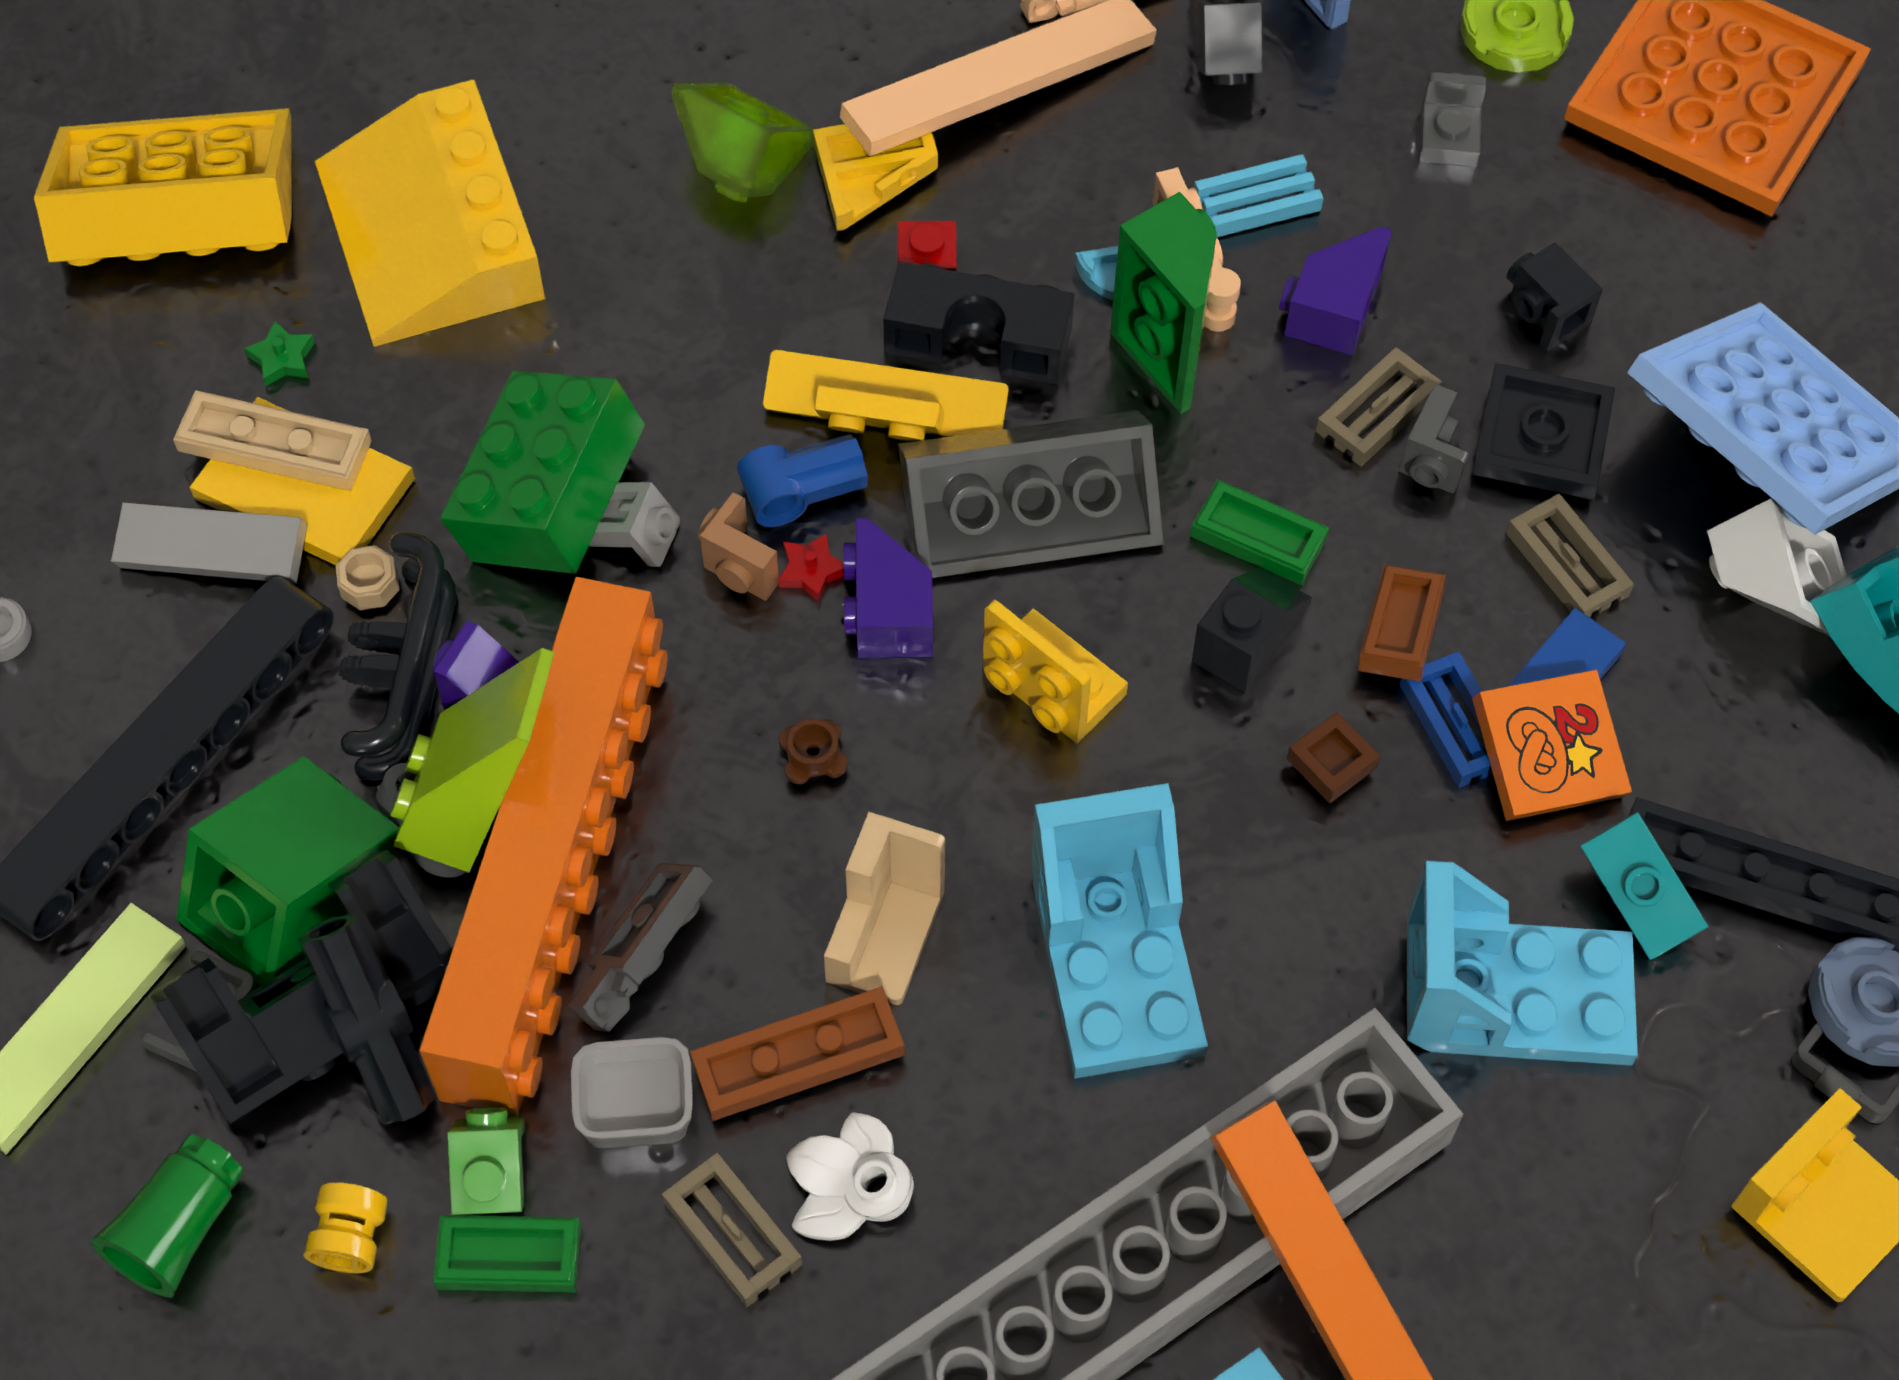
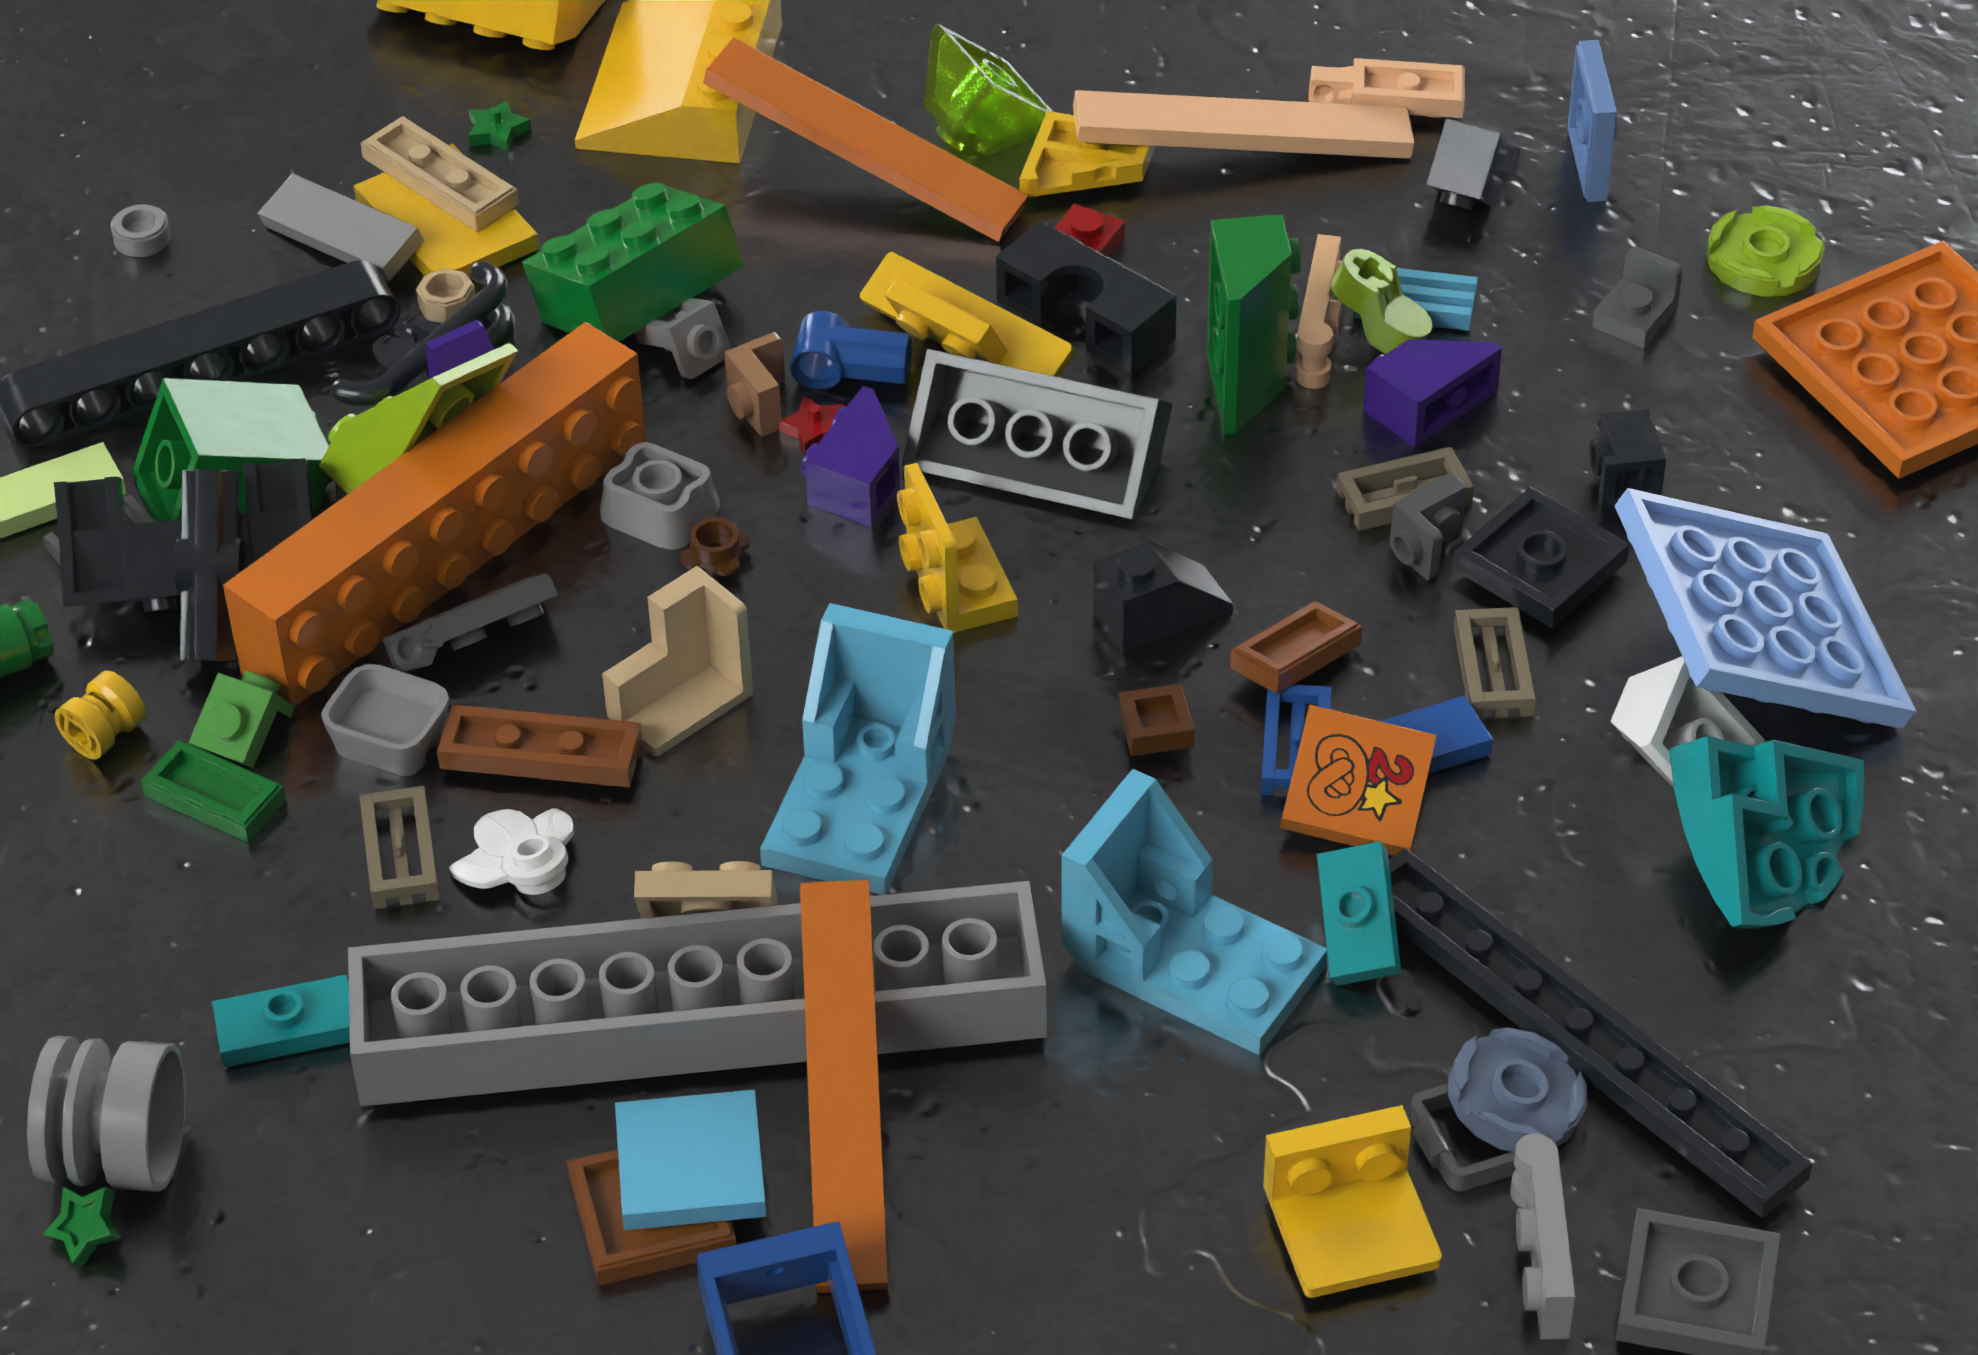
camera: 30 degrees right, 15 degrees down
(671, 235) = (865, 139): none -> orange tile
(723, 718) = (658, 496): none -> light grey piece
(1107, 1155) = (679, 890): none -> tan plate
(1259, 532) = (1224, 541): green tile -> none
(1267, 232) = (1374, 291): none -> lime piece

